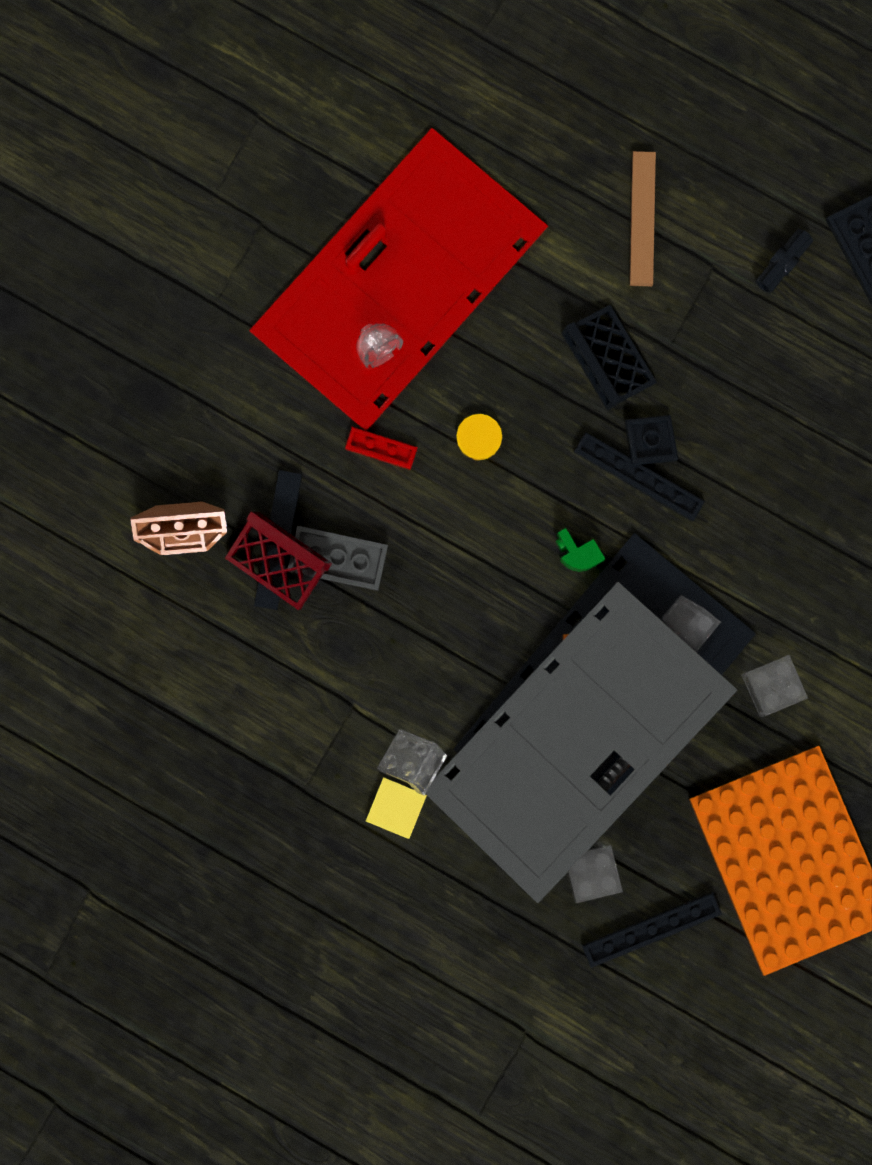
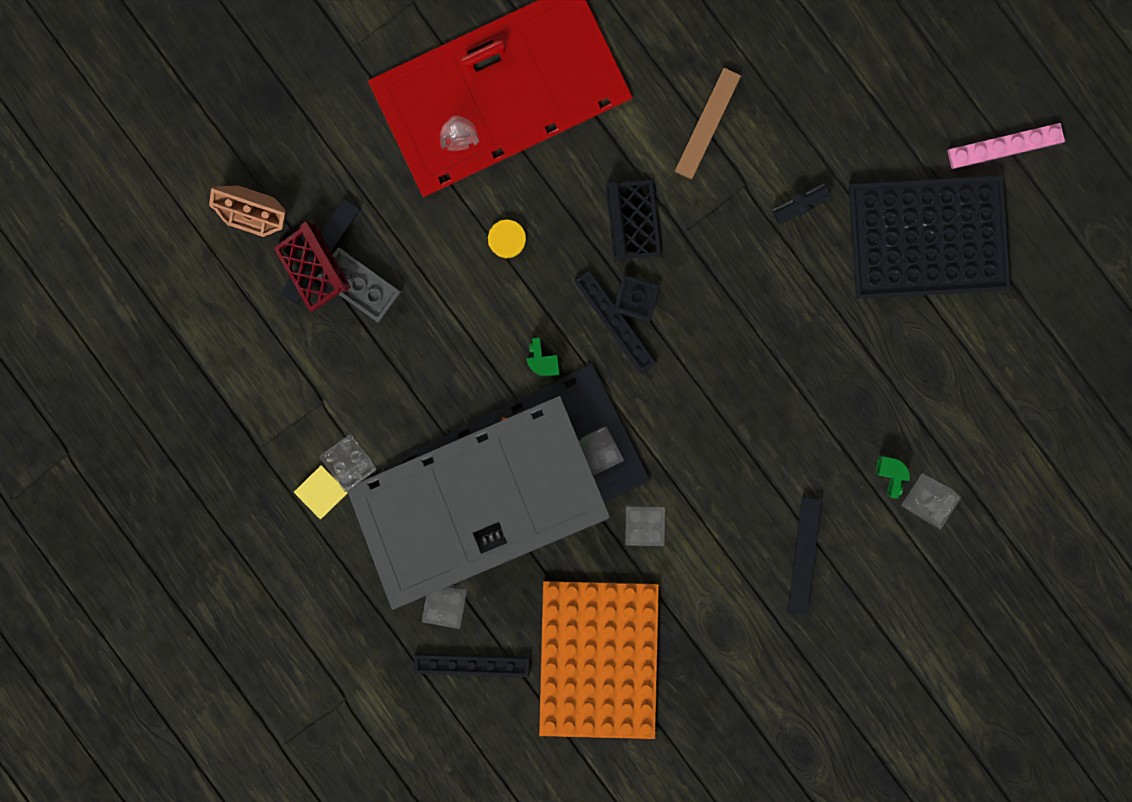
camera: 30 degrees right, 5 degrees up
(381, 448) = (428, 215): red tile -> none

